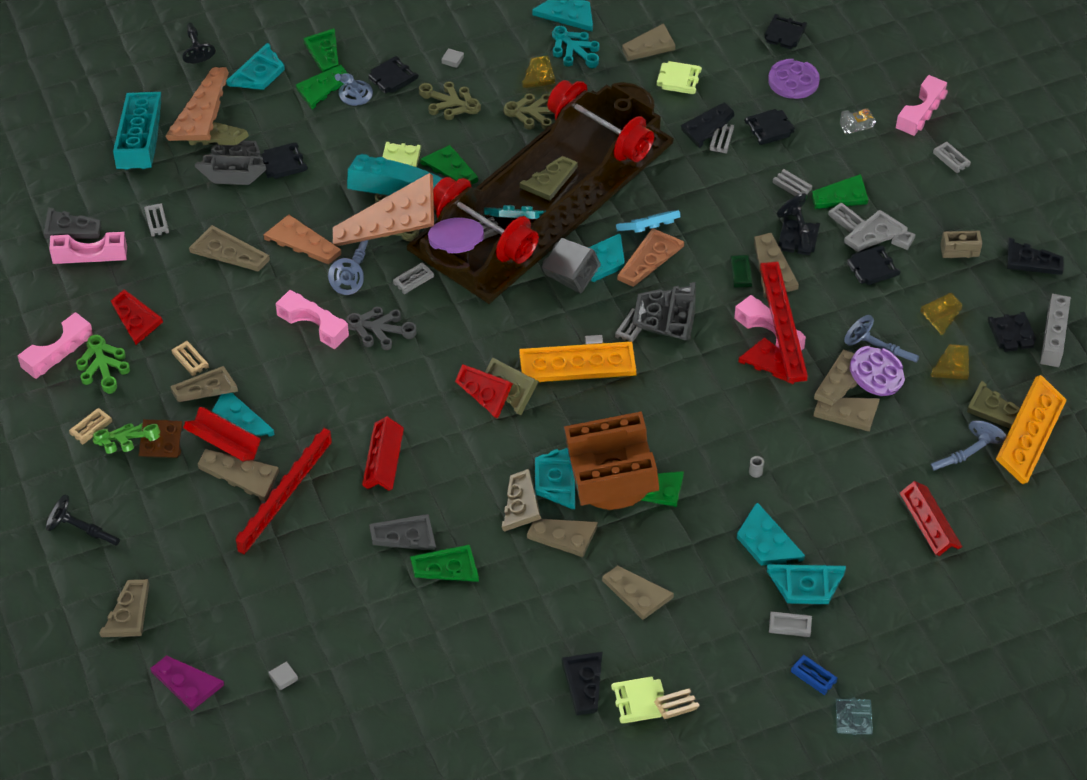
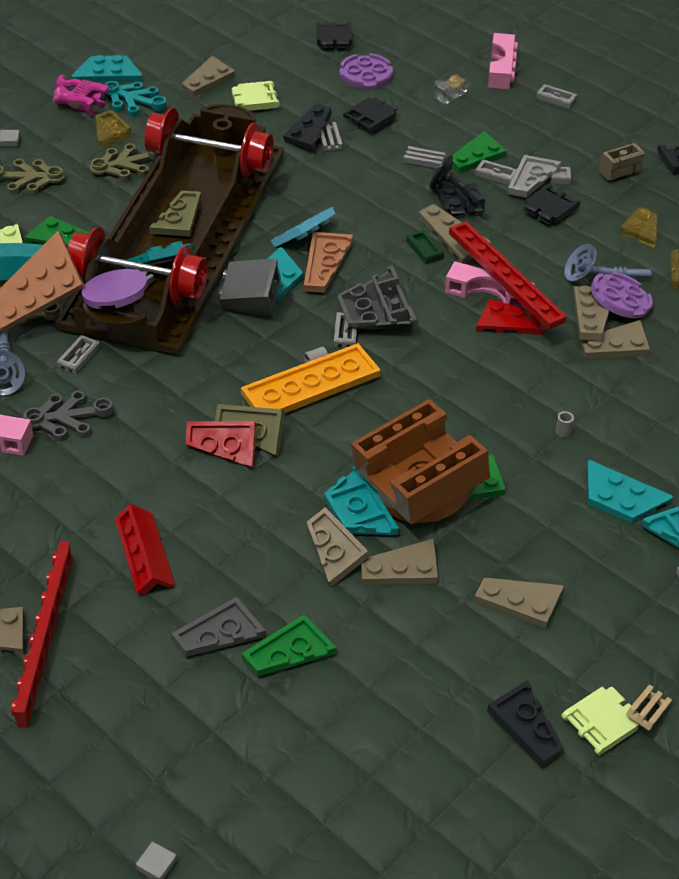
camera: 25 degrees left, 5 degrees down
(530, 33) = (82, 96): none -> dark pink animal

